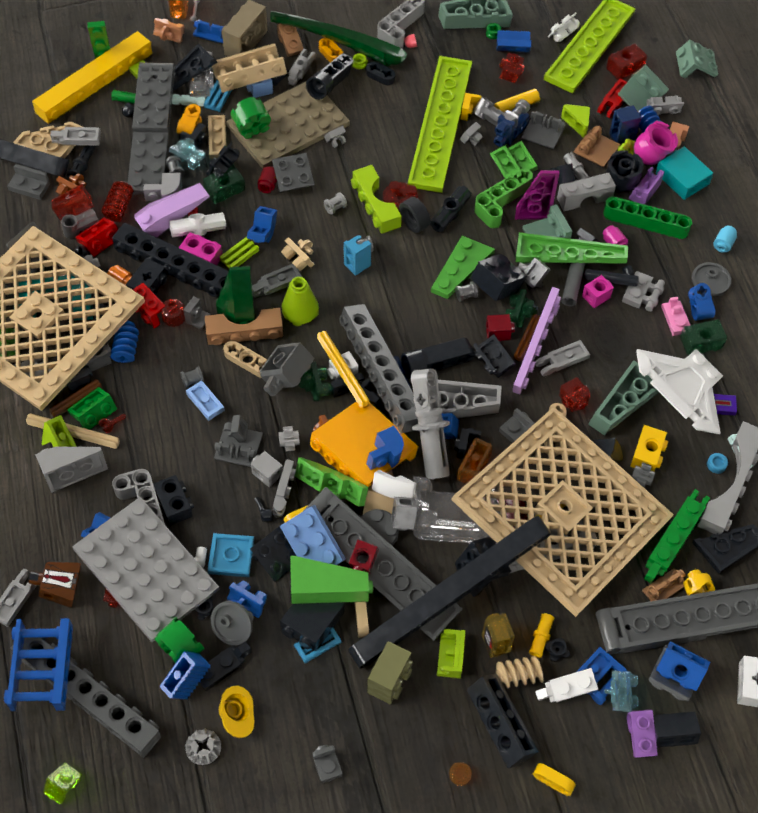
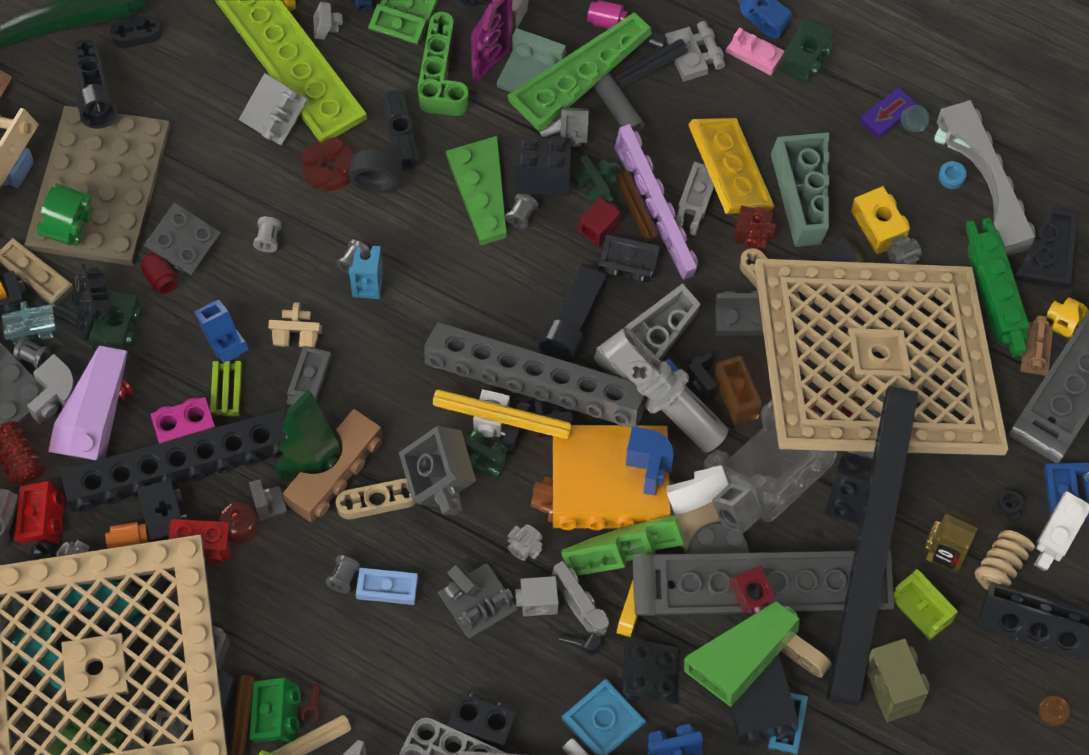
camera: 45 degrees left, 5 degrees up
(125, 343) = (226, 608): blue piece -> none
(197, 224) = (144, 397): white piece -> none
(299, 302) = (366, 385): lime cone -> none
(300, 67) = (34, 101): light grey hinge -> none
(312, 538) = (677, 622): medium blue plate -> none
(328, 52) = (44, 52): light orange beam -> none
(336, 134) = (172, 153): light grey tile -> none
(360, 61) = (96, 31): lime plate -> none
(384, 215) = (337, 201): lime arch -> none
(401, 152) = (273, 109): none -> light grey hinge
(541, 635) = (982, 504): yellow pin -> none
(584, 235) = (577, 40): tile -> none
(597, 291) = (653, 100): dark pink brick -> none
(598, 356) = (730, 164): none -> yellow tile
(685, 385) = (848, 119): white plate -> none
(727, 417) = (914, 118): none -> clear light blue tile

